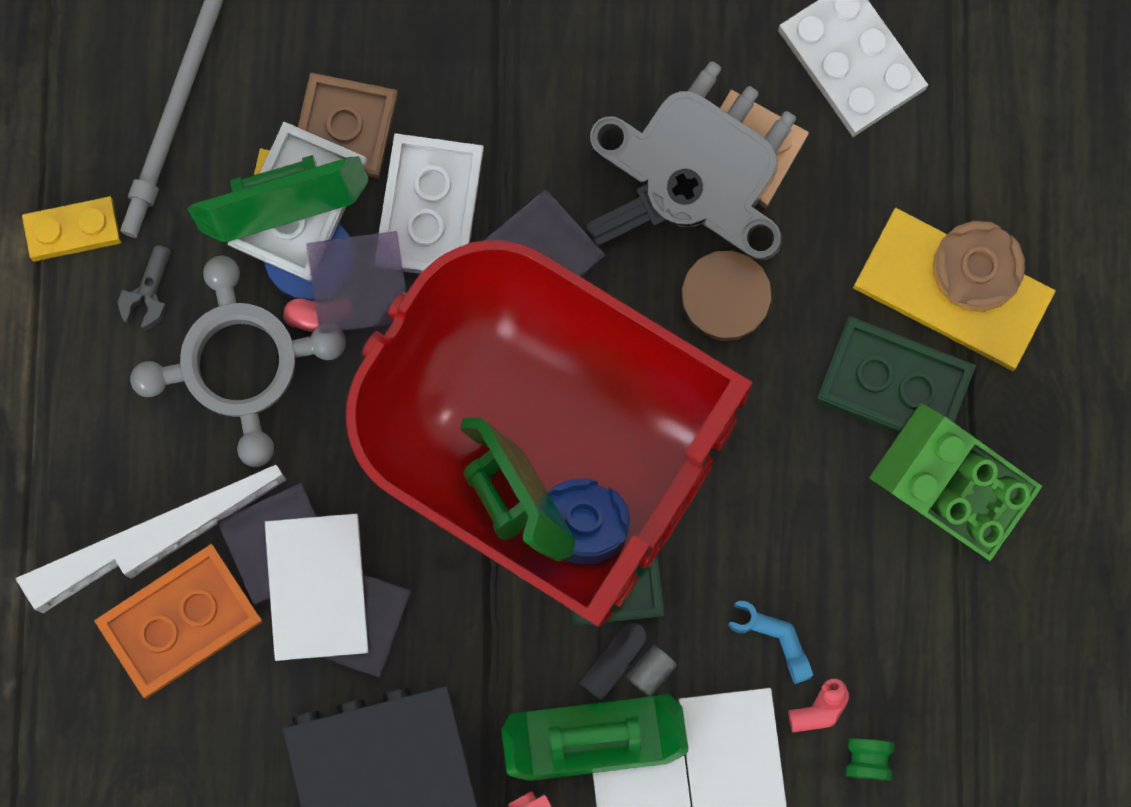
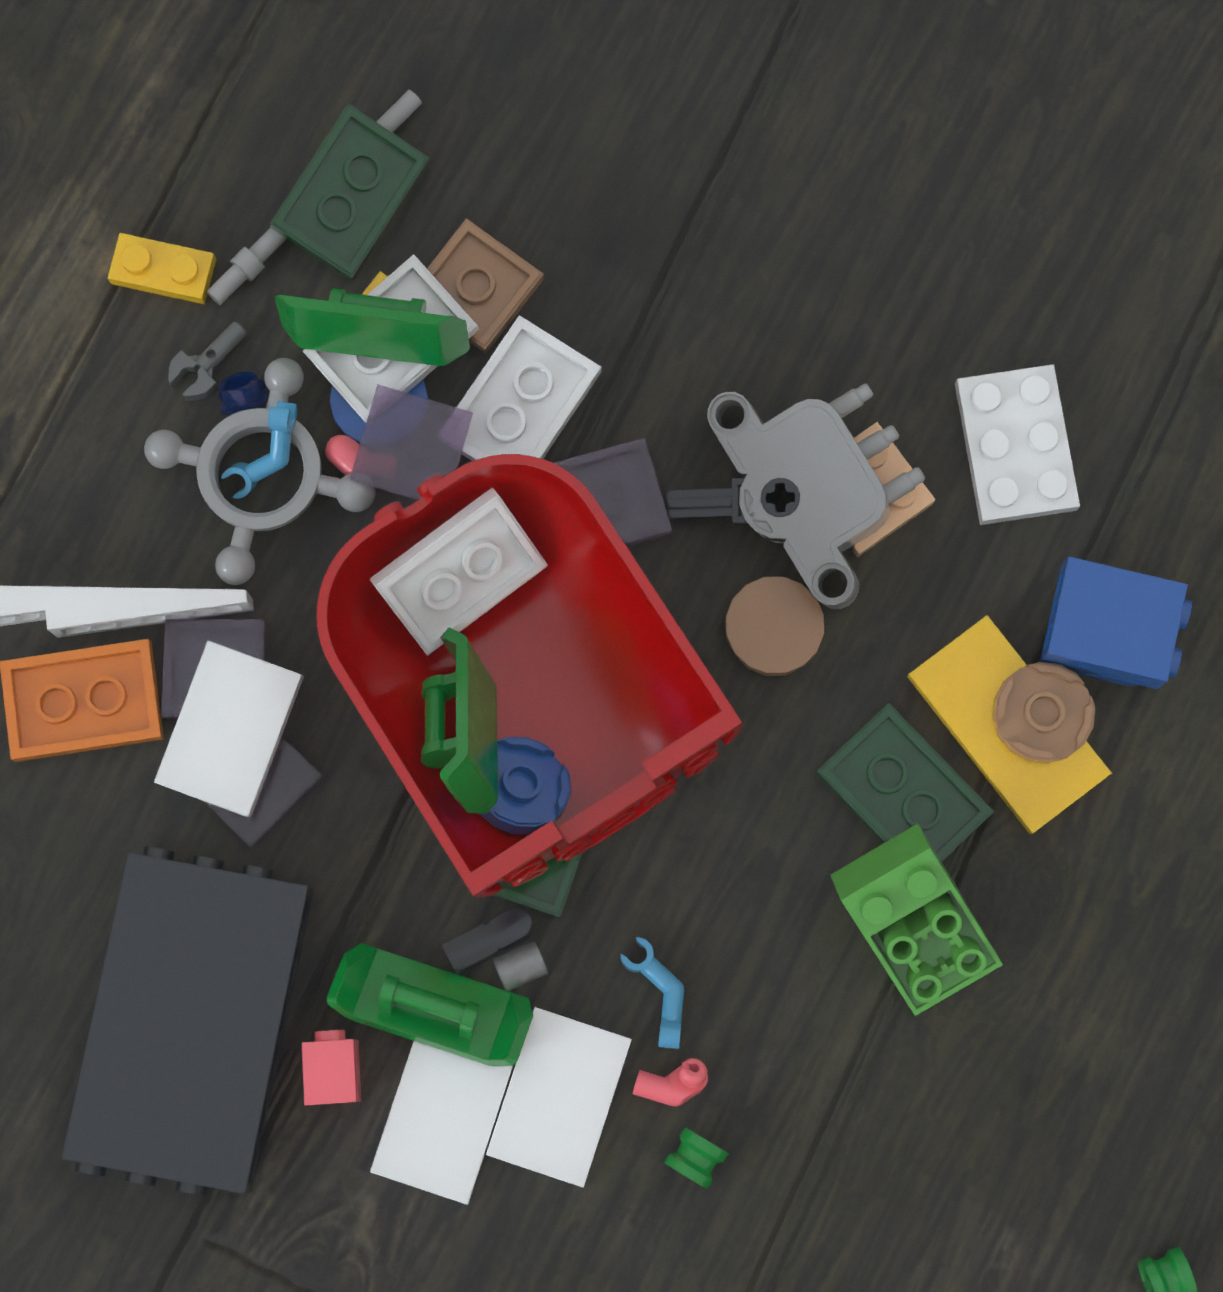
camera: 30 degrees right, 0 degrees up
(190, 303) = (241, 393): none -> clear blue plate
(201, 94) = (349, 191): none -> dark green tile
(241, 315) = (281, 423): none -> dark azure arm
(450, 366) = (459, 571): none -> white tile
(1004, 167) = (1116, 624): none -> blue brick

